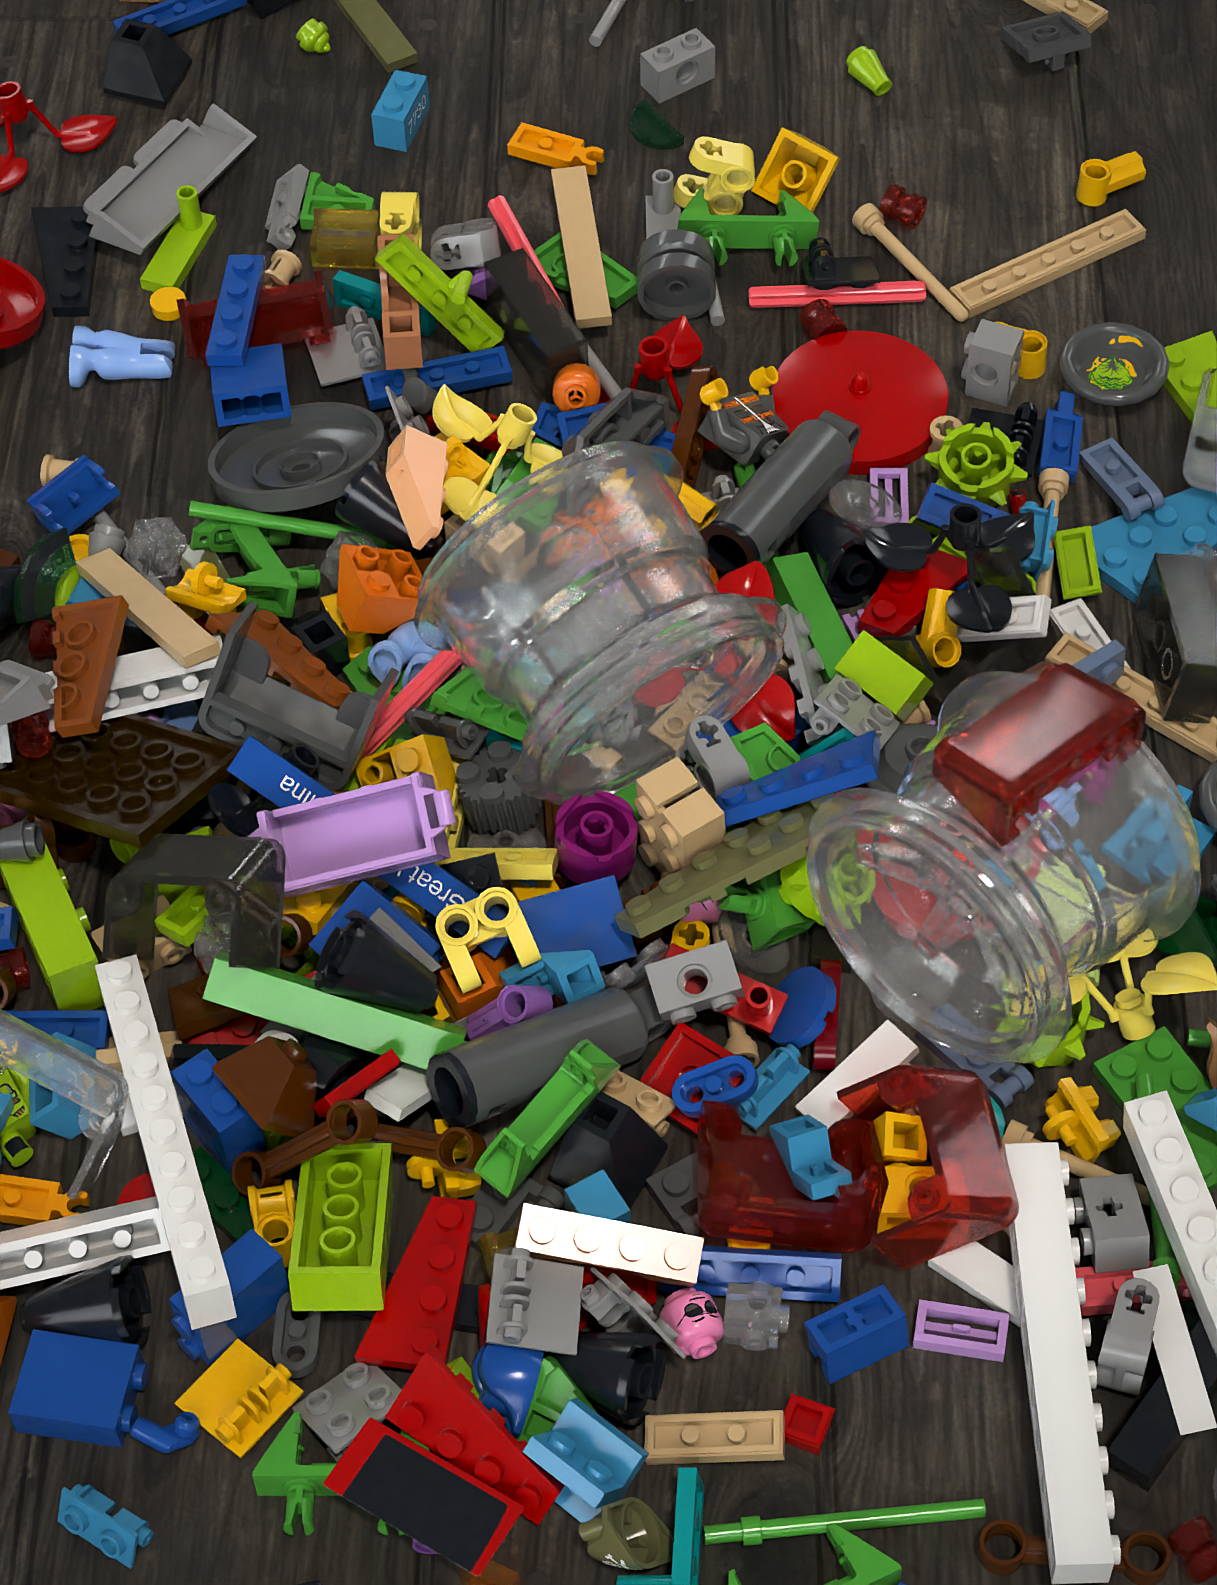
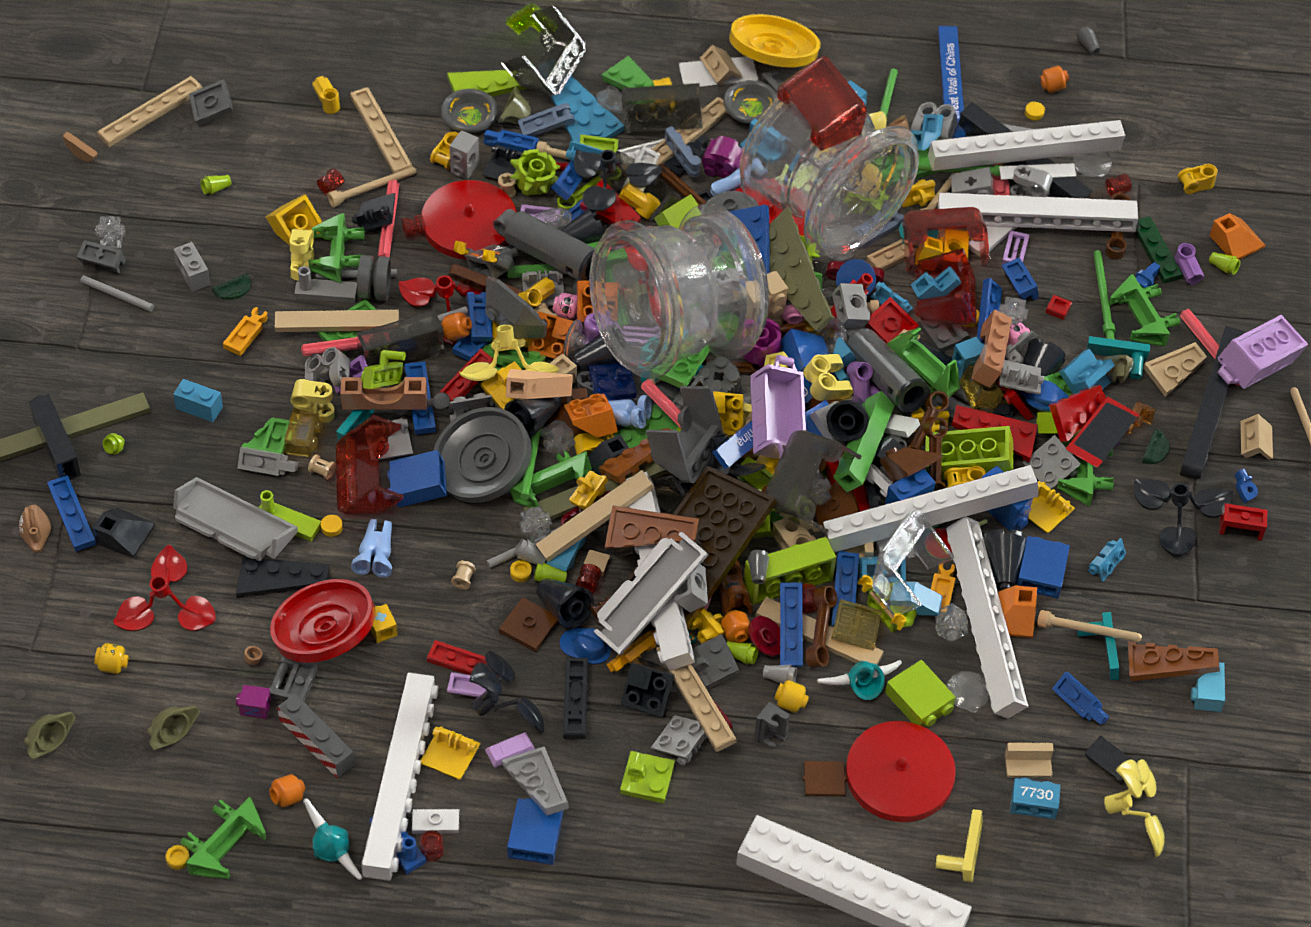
camera: 90 degrees left, 0 degrees up
(40, 575) = (549, 566): clear green tile -> none
(72, 496) = (490, 565): blue hinge -> none
(170, 1437) = (1063, 532): blue arm -> none
(236, 310) = (366, 476): blue plate -> none
(358, 1082) = (904, 432): red tile -> none
(715, 1083) = (903, 310): blue plate -> none
(715, 1437) = (1068, 332): tan tile -> none
(878, 1053) = (891, 265): white tile -> none
(1141, 430) = (516, 108): none -> olive hat

